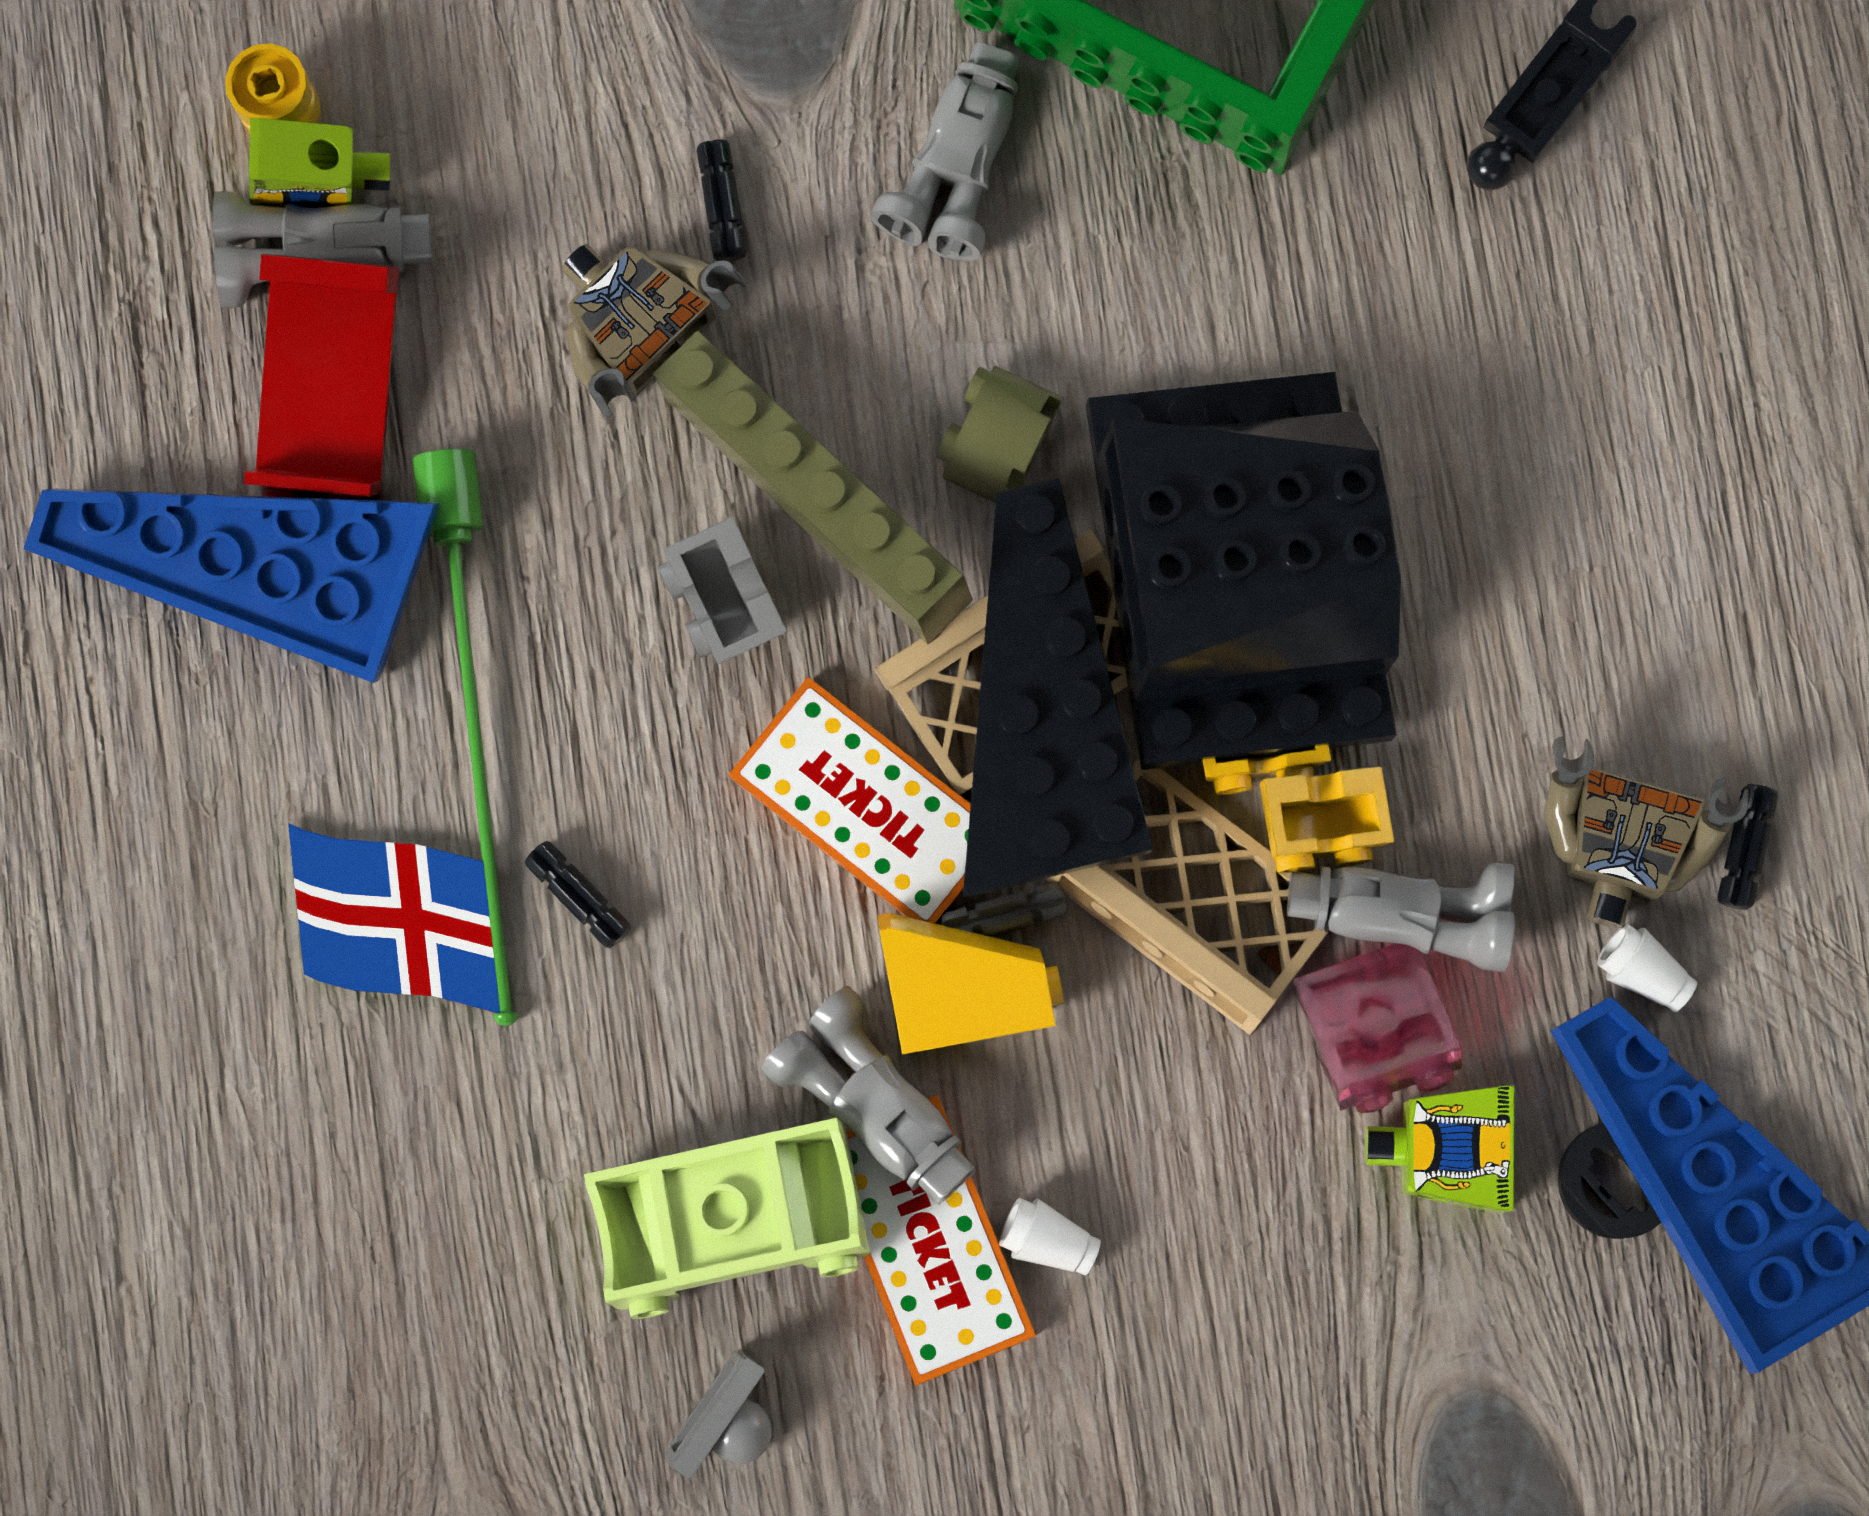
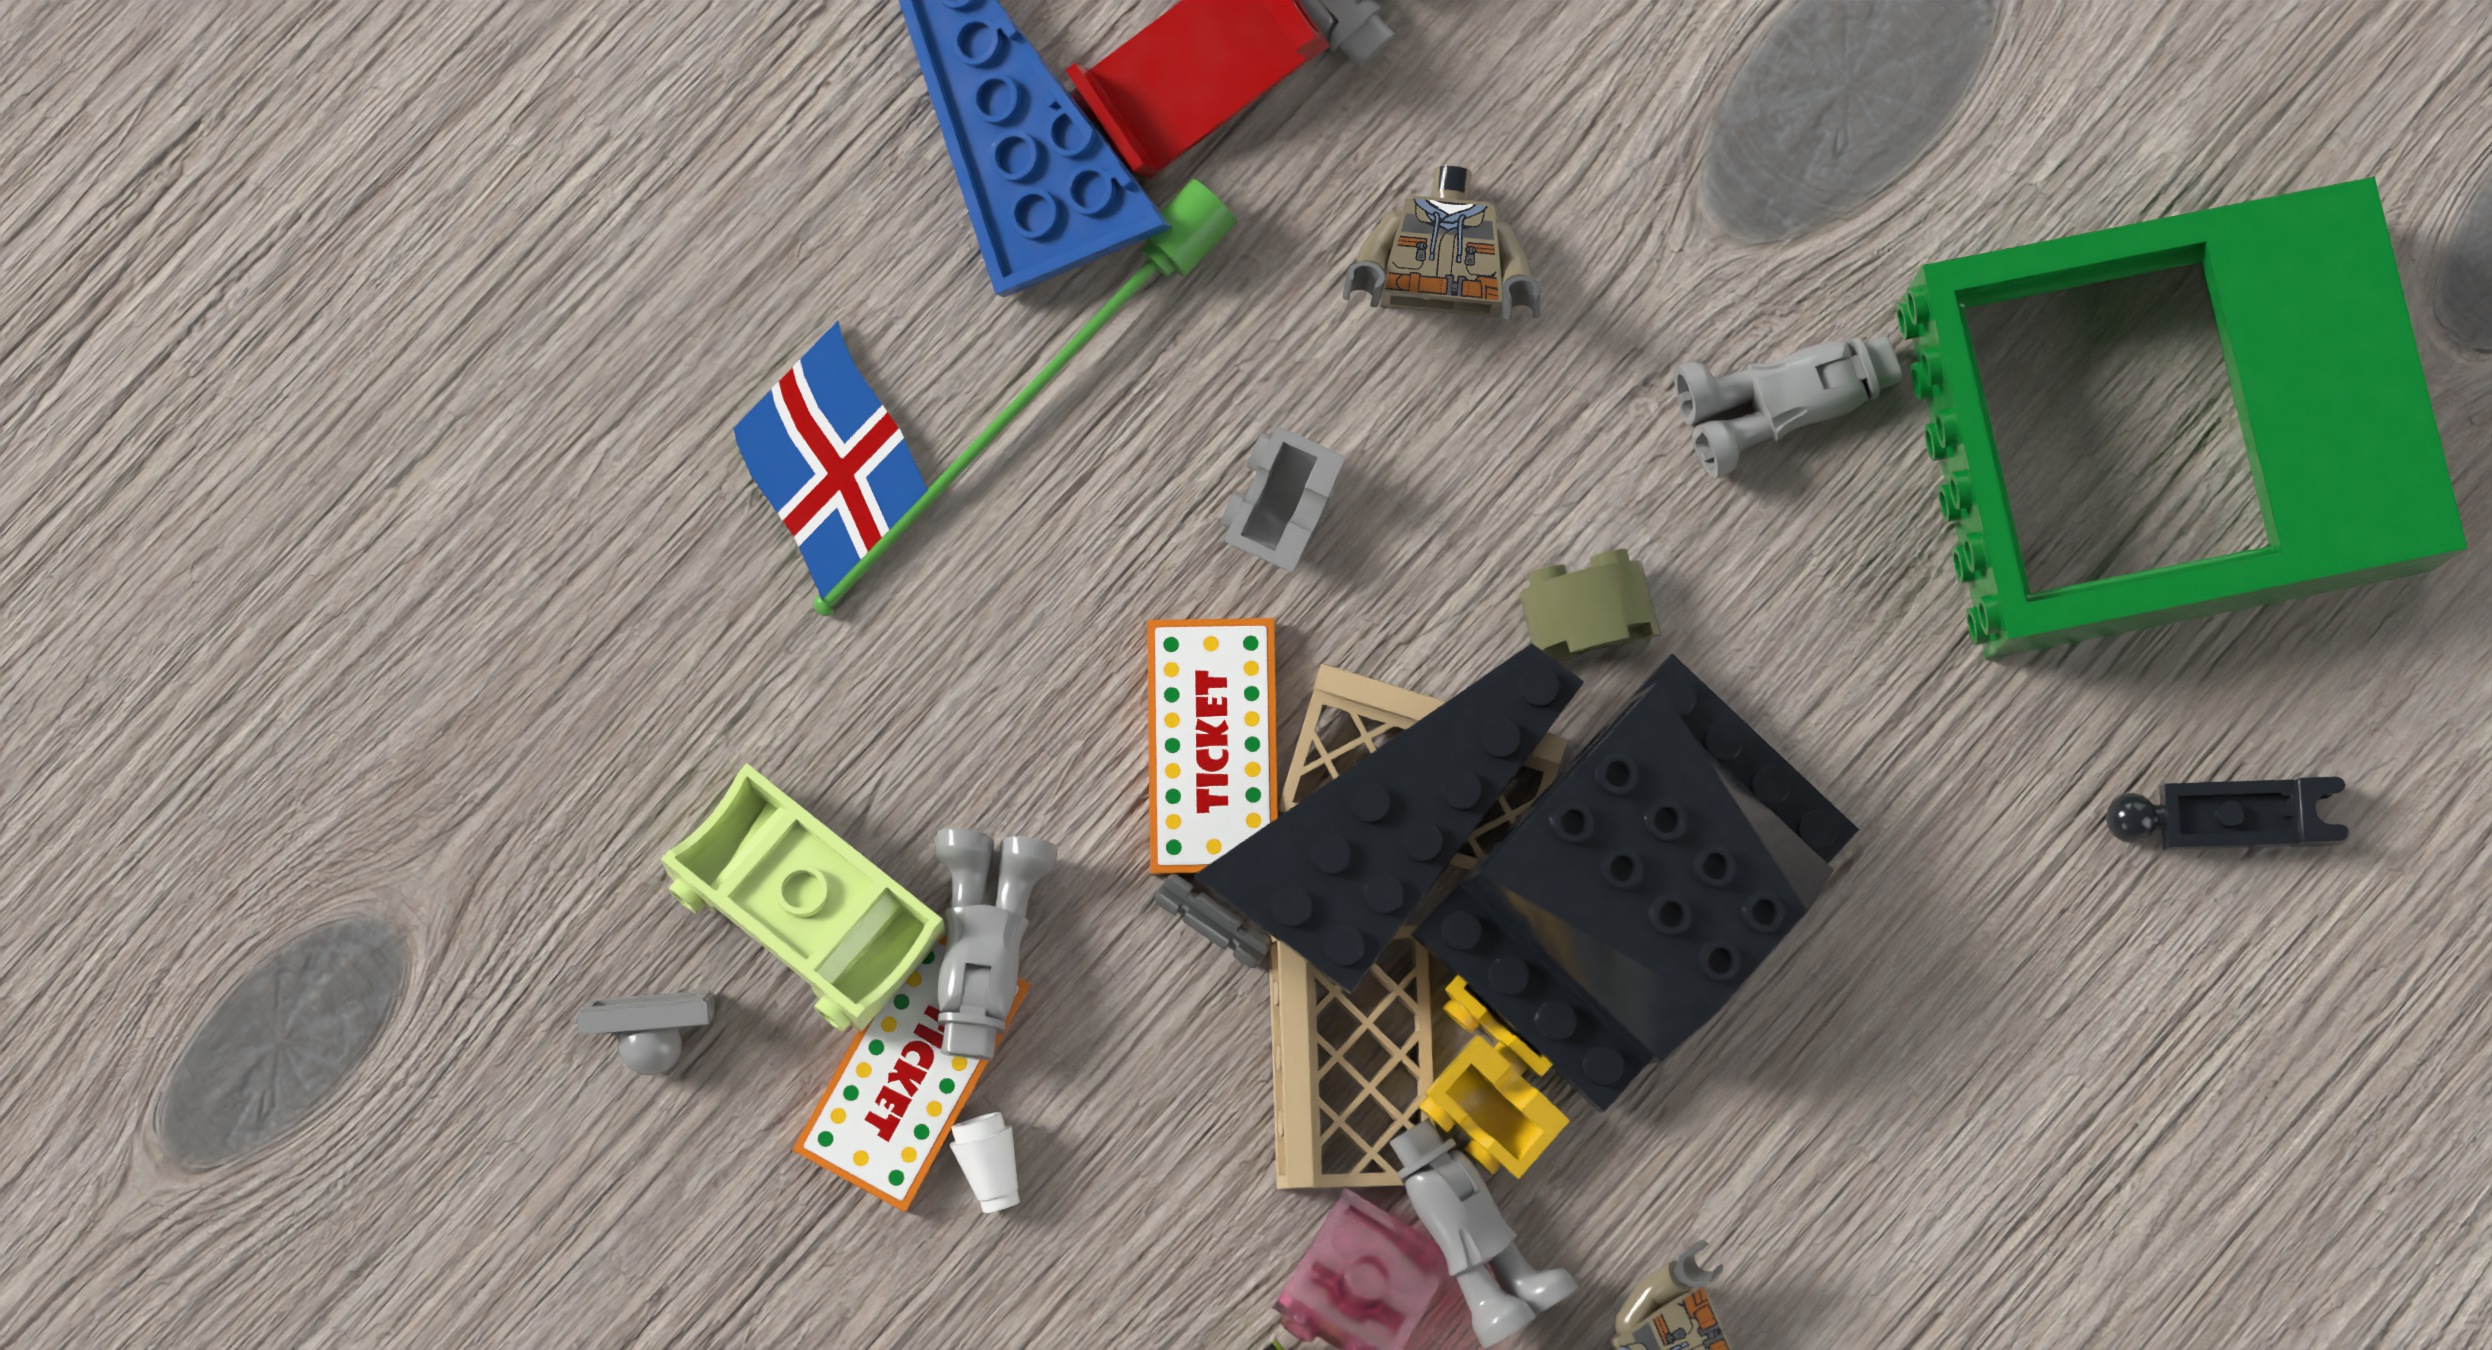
camera: 50 degrees right, 0 degrees up
(577, 894) = (961, 582): black axle -> none
(721, 200) = (1593, 245): black axle -> none
(814, 487) = (1420, 500): olive brick -> none
(963, 984) = (1129, 932): yellow slope -> none
(1271, 958) = (1350, 1157): reddish brown piece -> none

